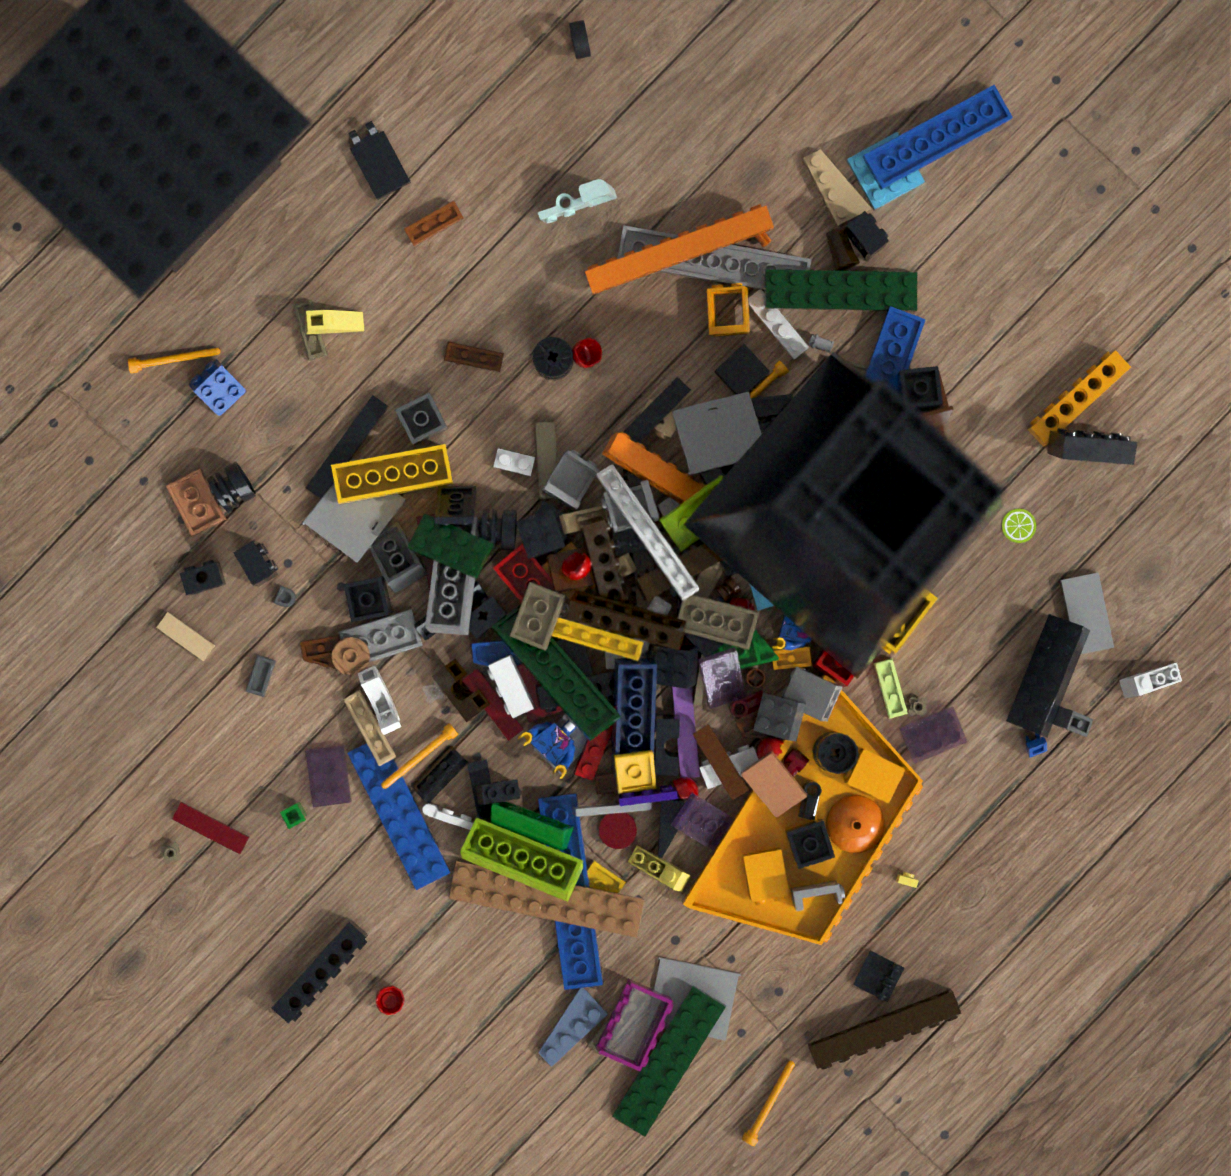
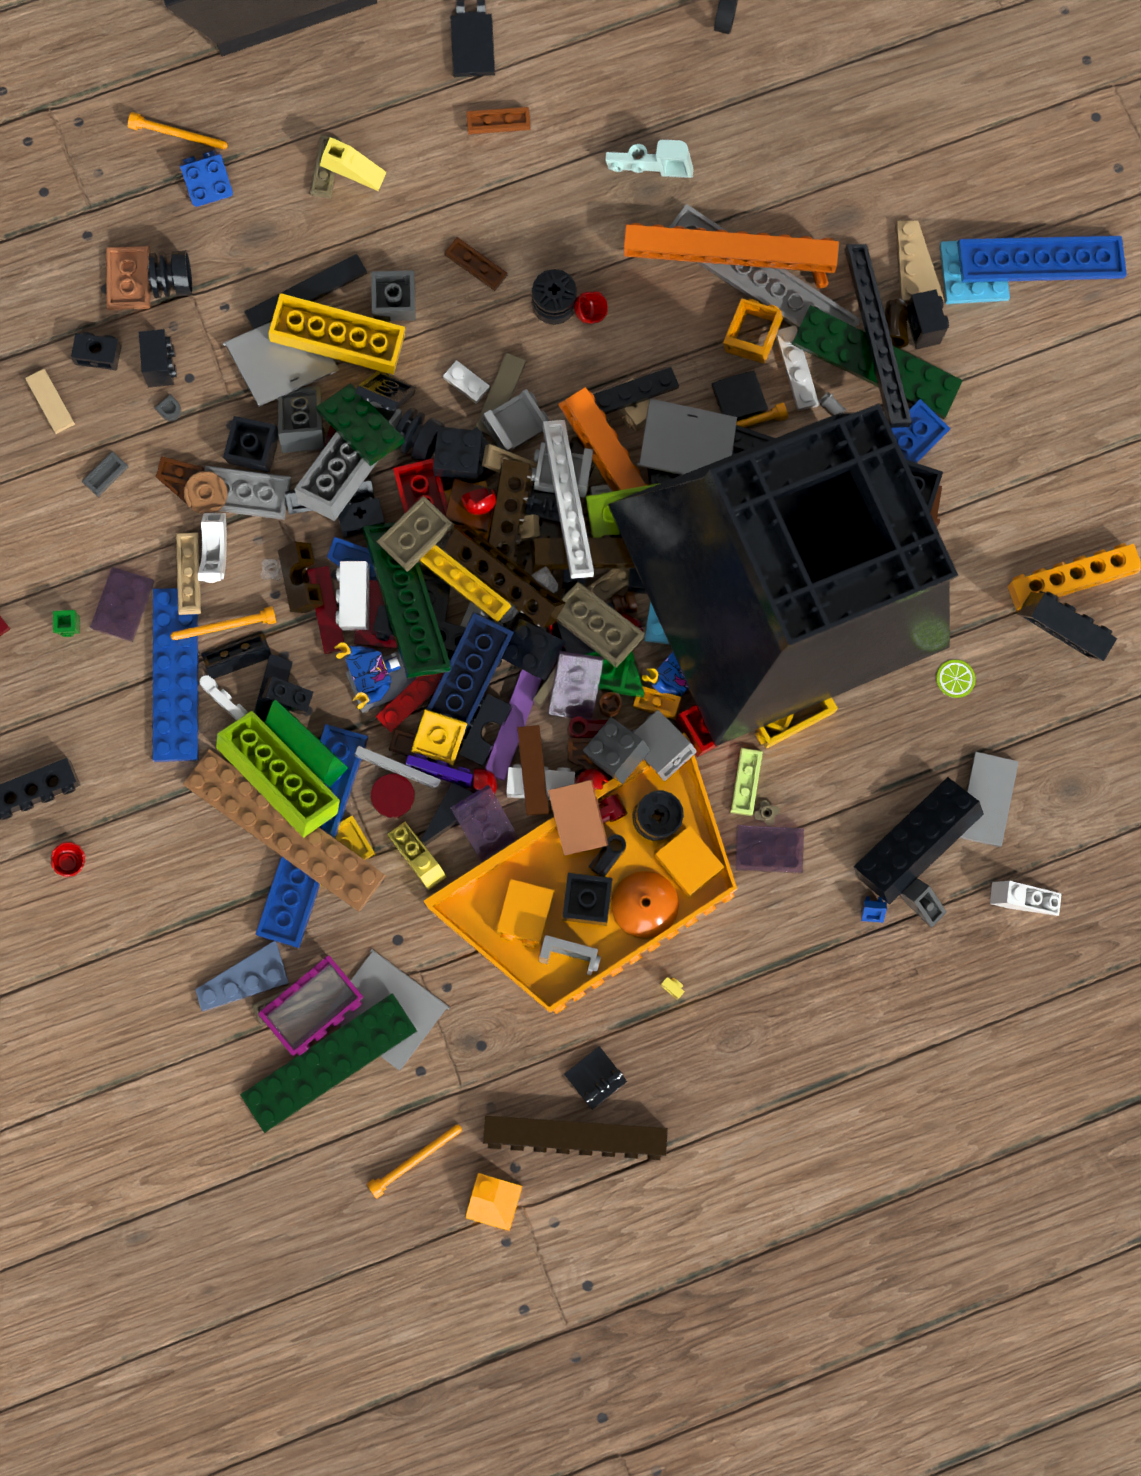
camera: 20 degrees right, 10 degrees down
(833, 271) = (878, 336): none -> black plate
(844, 1105) = (493, 1202): none -> light orange slope

